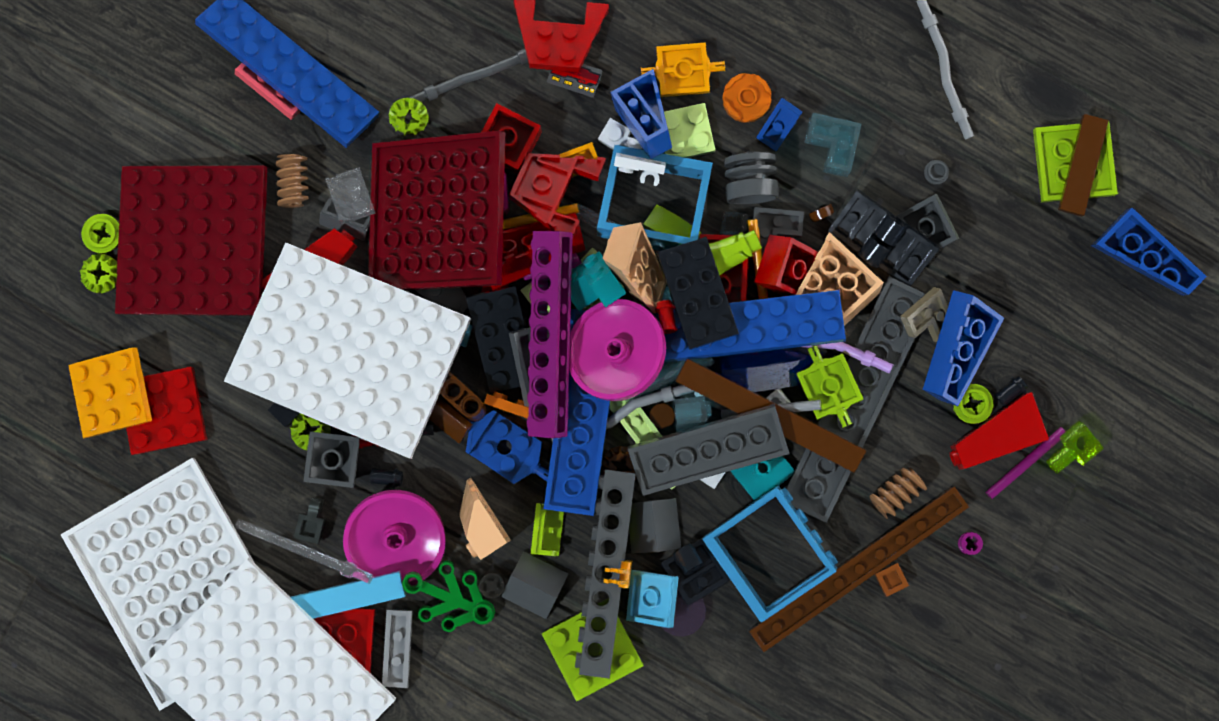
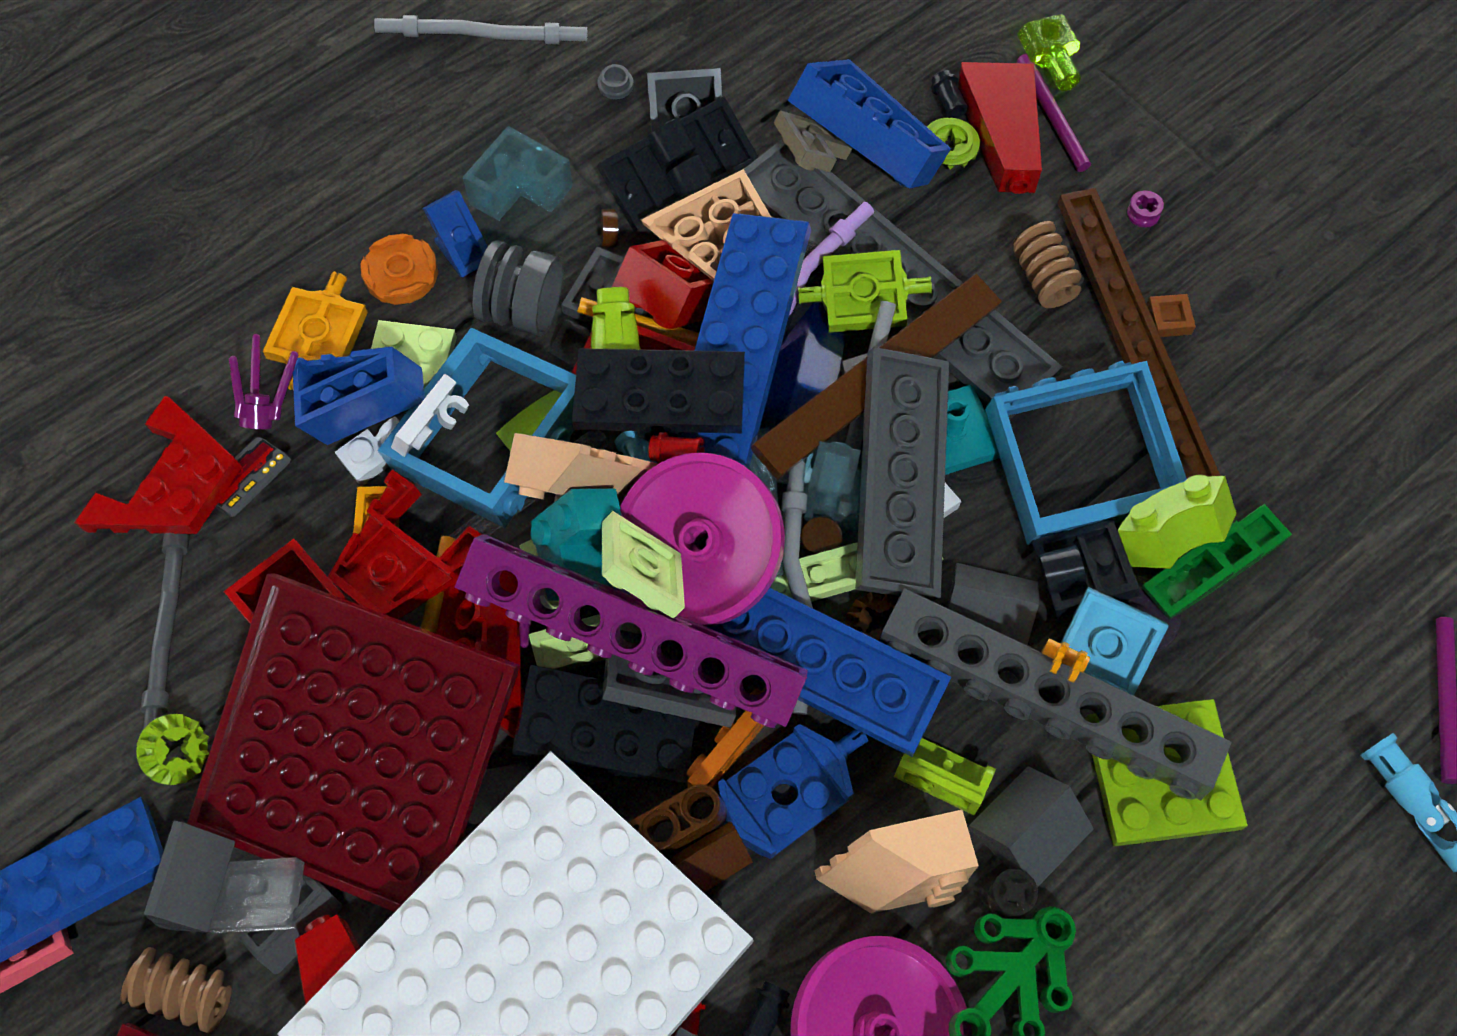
camera: 70 degrees left, 20 degrees down
(344, 162) = (189, 879): none -> dark grey slope
(583, 326) = (642, 565): none -> yellowish green plate
(617, 61) = (257, 410): none -> magenta plant
(729, 647) = (1216, 563): none -> green slope
(739, 617) = (1177, 521): none -> lime brick

